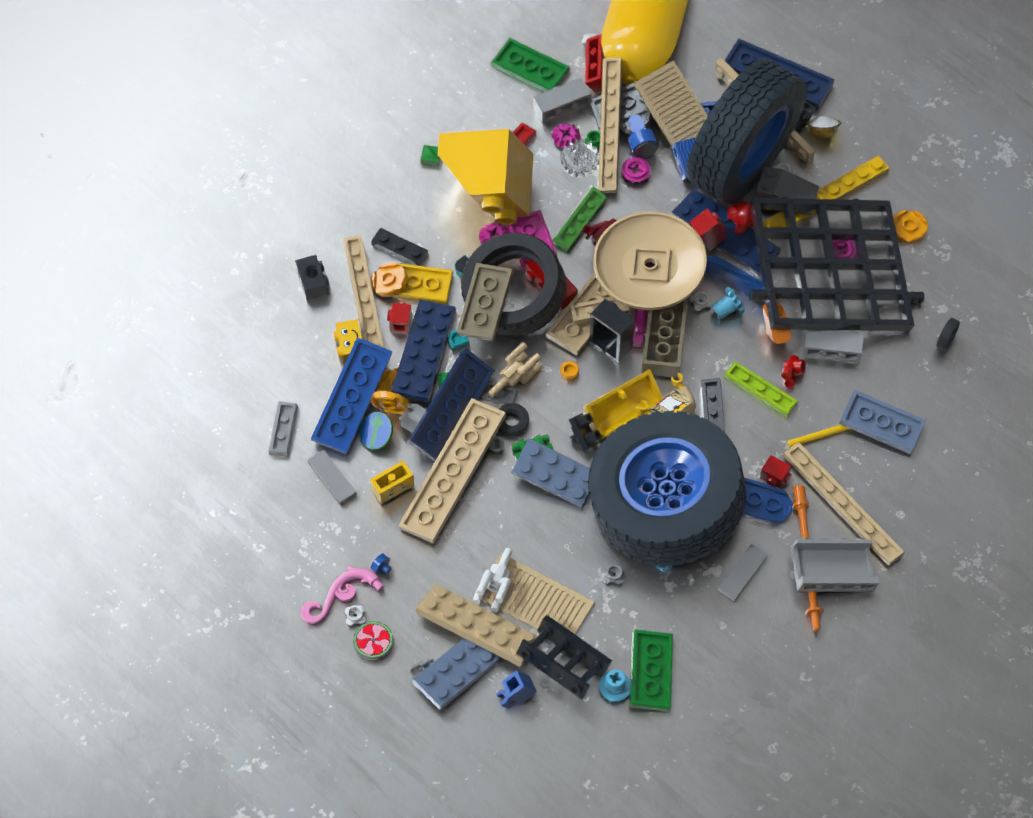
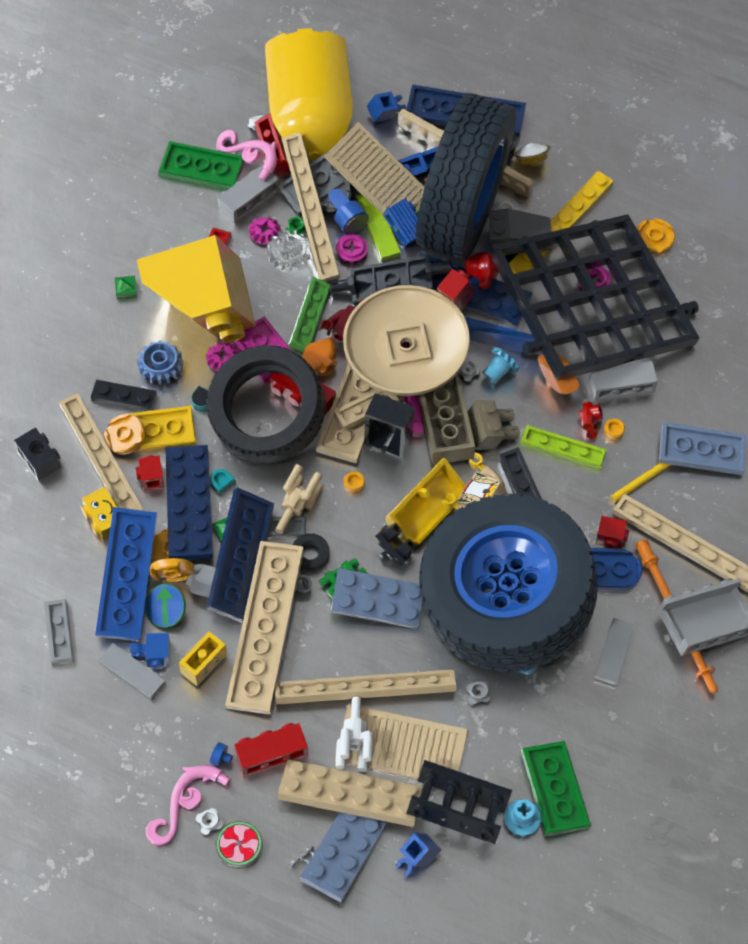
camera: 20 degrees left, 0 degrees up
(355, 465) = (155, 650): none -> blue brick
(424, 571) = (271, 749): none -> red brick
(438, 226) = (151, 367): none -> medium blue gear
(485, 302) = (243, 431): dark tan plate -> none
(520, 542) = (365, 686): none -> tan plate
(574, 65) = (248, 155): none -> bright pink plant
(575, 257) = (321, 356): none -> orange piece
(665, 161) = (380, 231): none -> lime tile
(673, 202) = (375, 277): none -> black plate
(698, 352) = (487, 426): none -> dark tan brick
(705, 52) = (384, 106): none -> blue brick
(811, 385) = (614, 429): none -> light orange tile
(947, 334) = (737, 338): black tyre -> none

